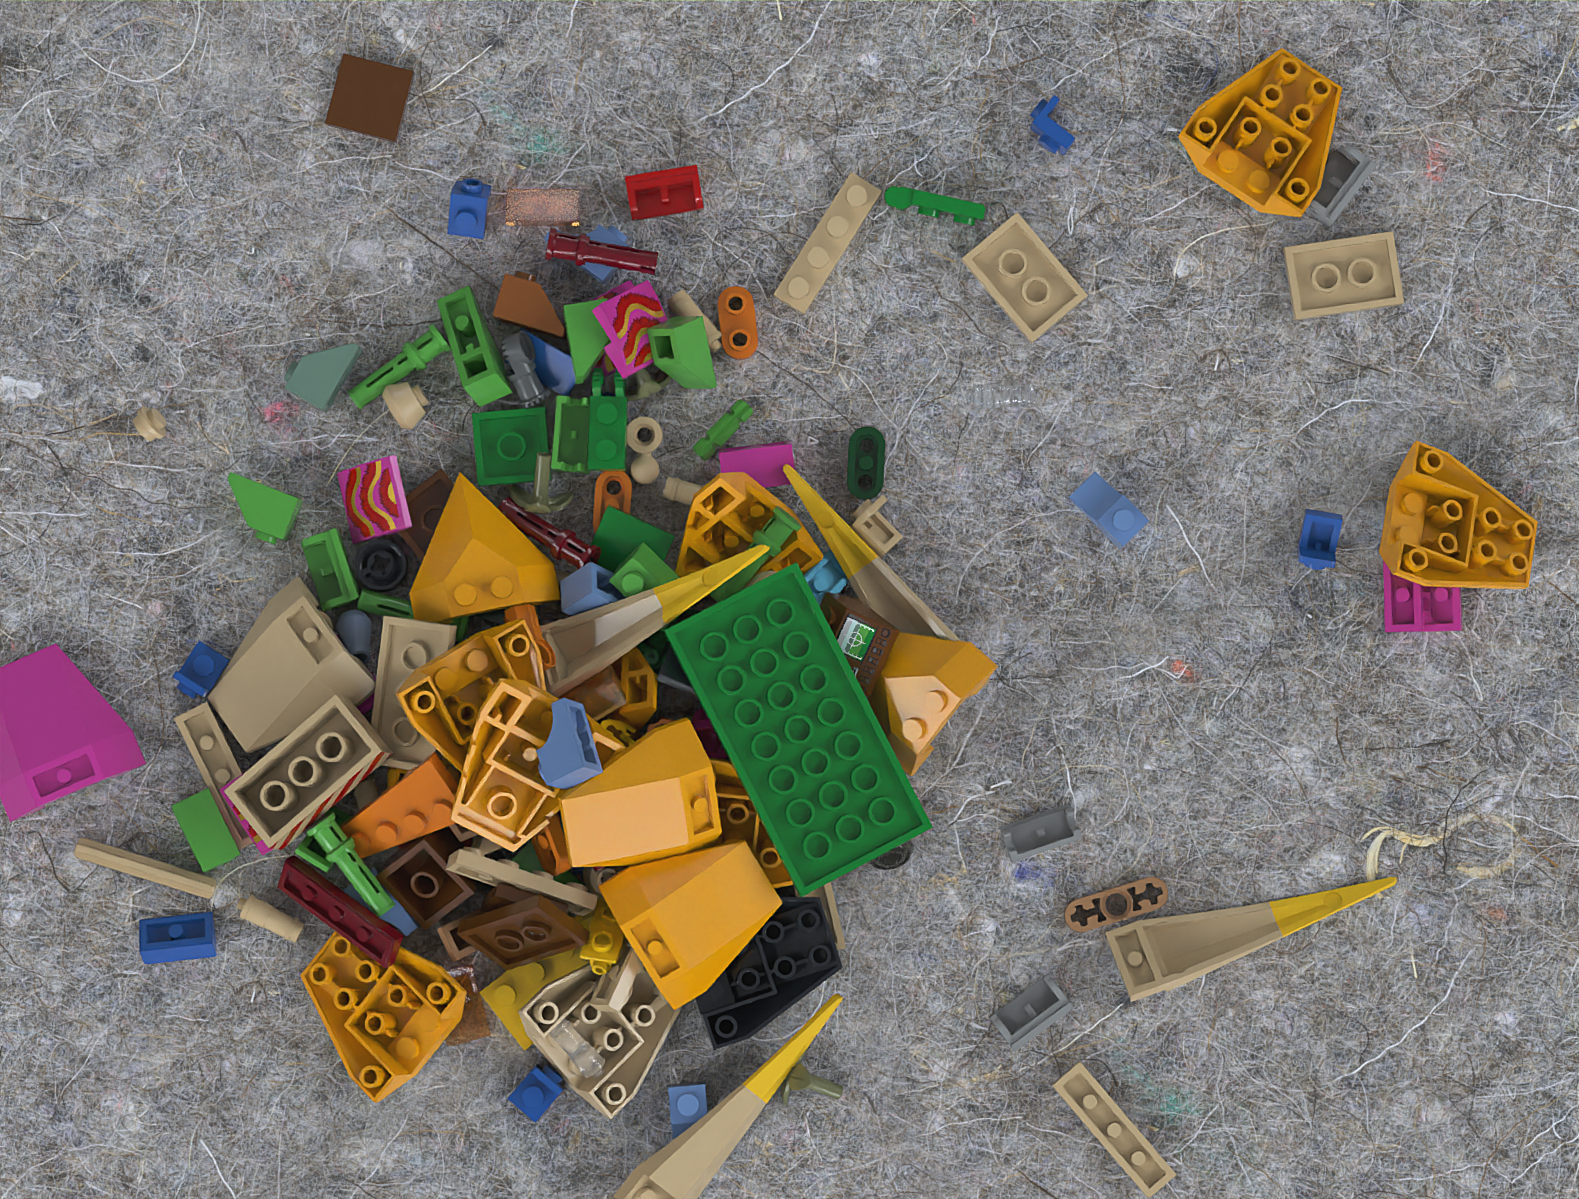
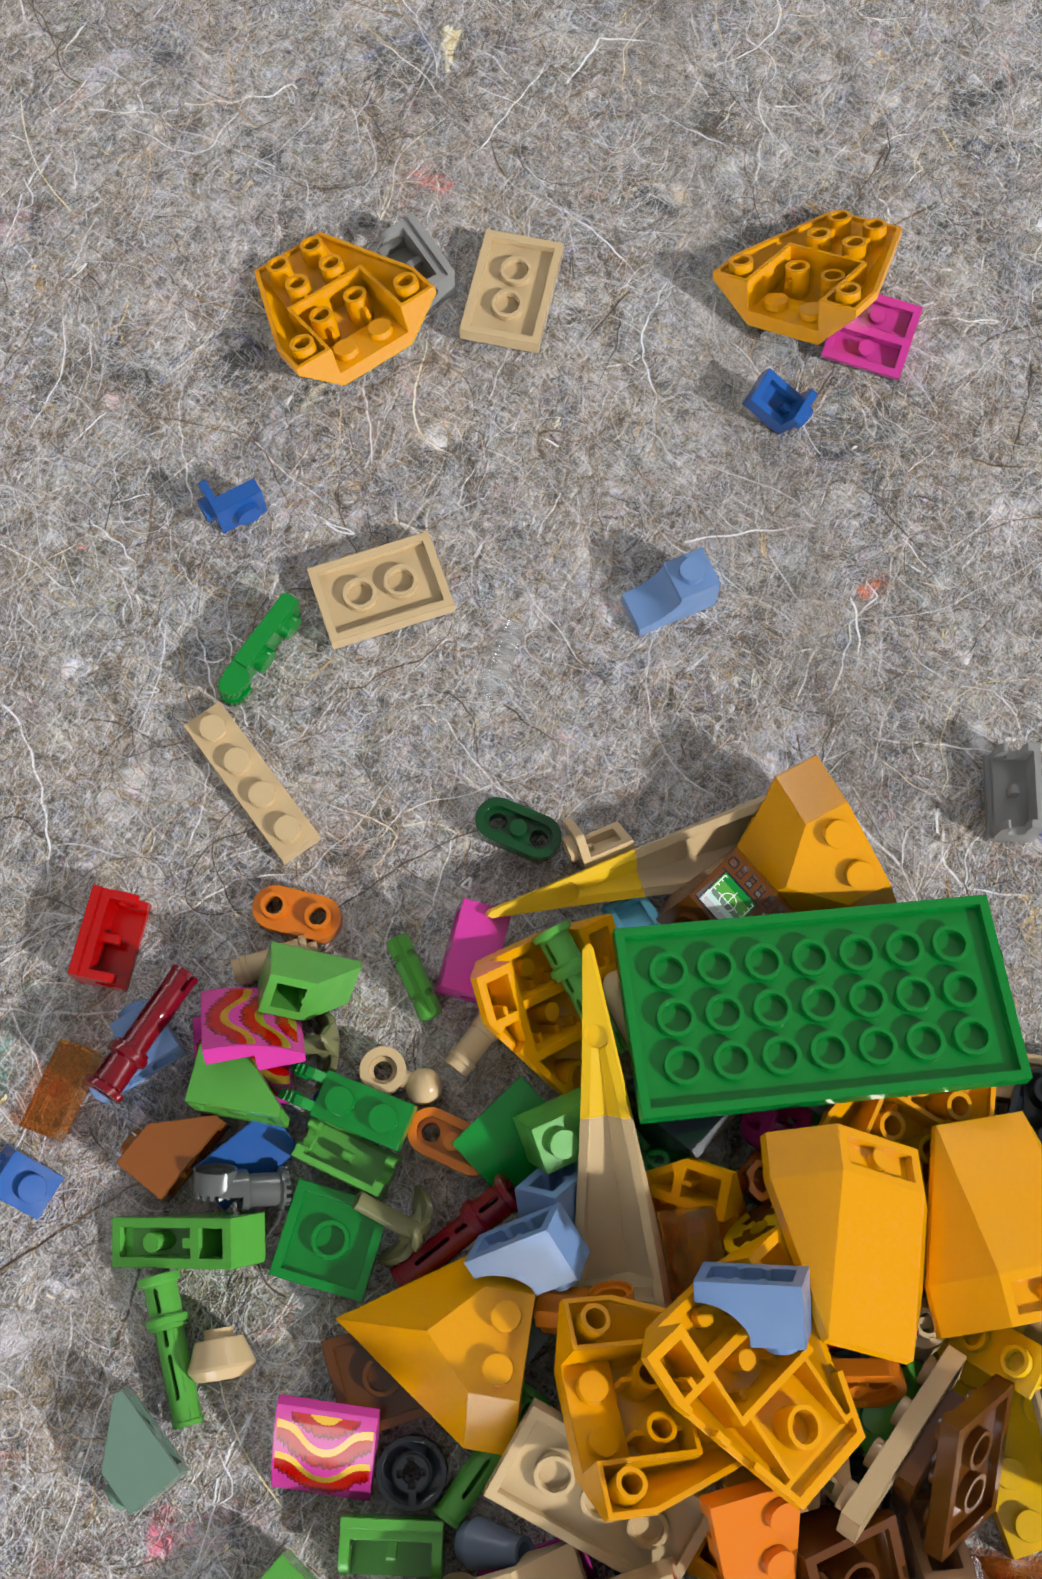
camera: 70 degrees left, 15 degrees down
(553, 590) = (535, 1249): none -> medium blue arch

